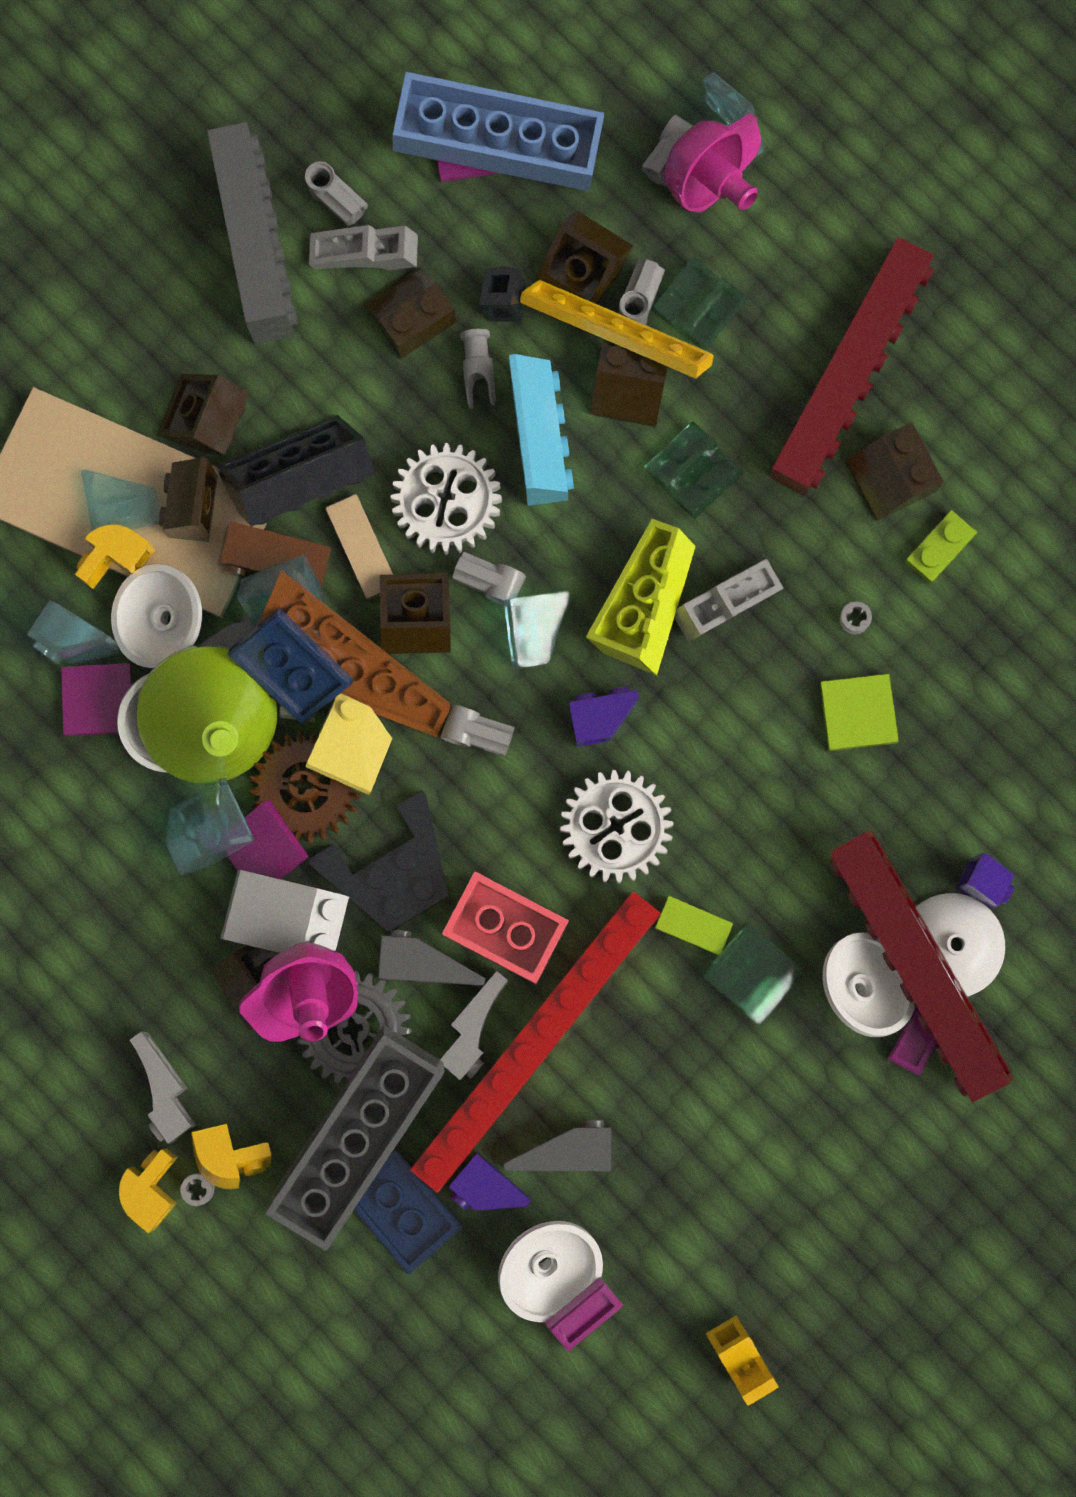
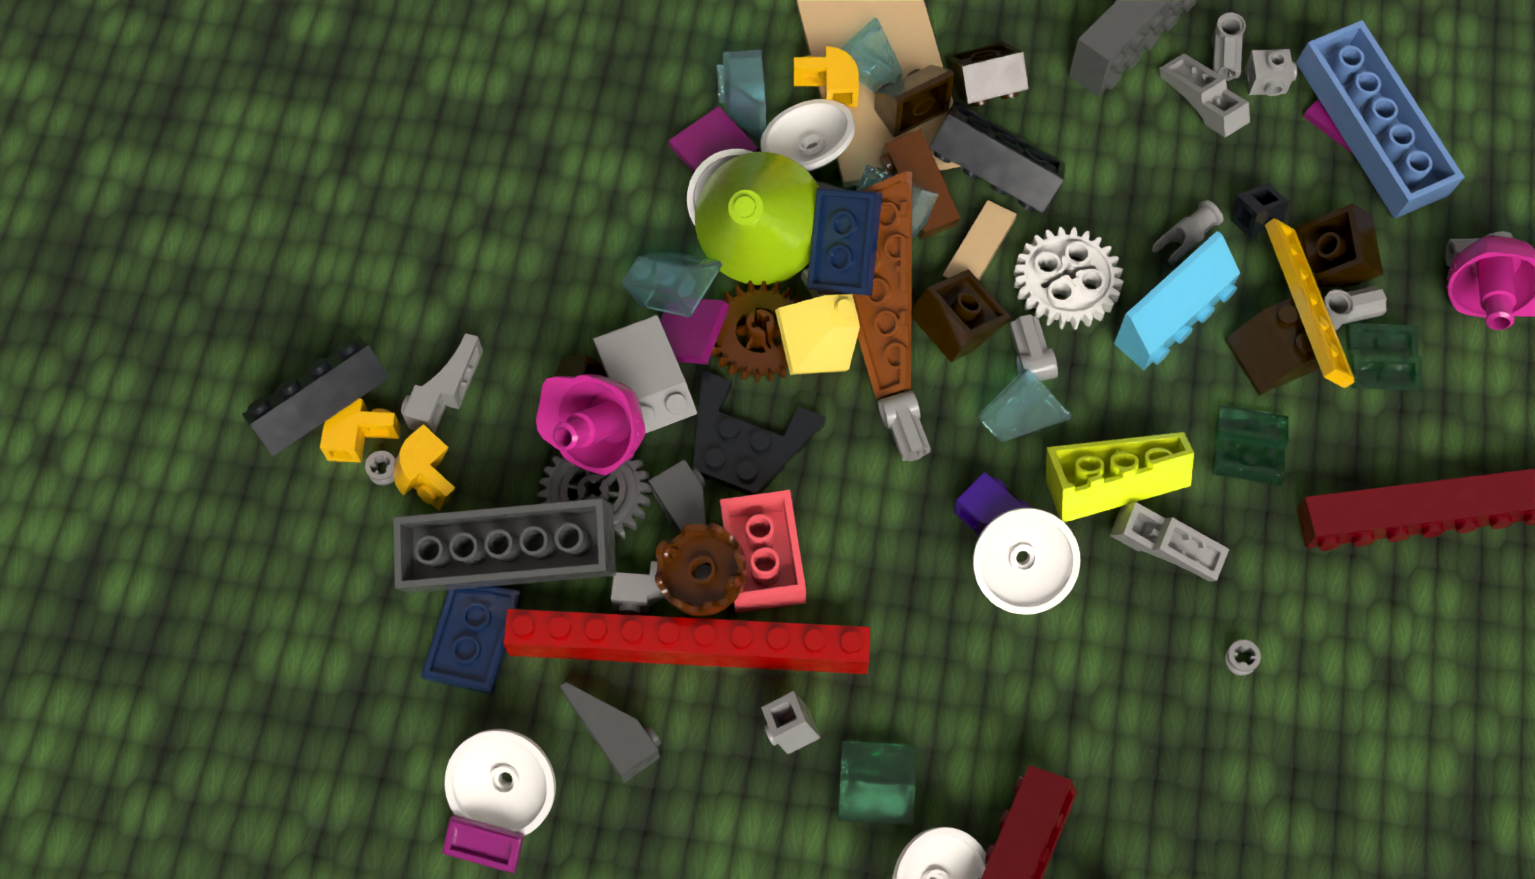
camera: 50 degrees right, 15 degrees down
(100, 1208) = (315, 395): none -> black slope
(384, 178) = (1270, 72): none -> light grey brick
(411, 312) = (1187, 161): dark brown slope -> none
(480, 1013) = (681, 557): none -> reddish brown plate
(486, 1187) = (536, 684): dark purple slope -> none
(598, 800) = (901, 612): white gear -> none
(661, 1008) = (789, 723): none -> light grey brick
(681, 729) = (1045, 574): none -> white dish
(694, 925) = (880, 706): lime tile -> none
(859, 712) = (1166, 717): lime tile -> none
(894, 471) = (1390, 601): dark brown slope -> none
(940, 547) = (1361, 687): lime plate -> none

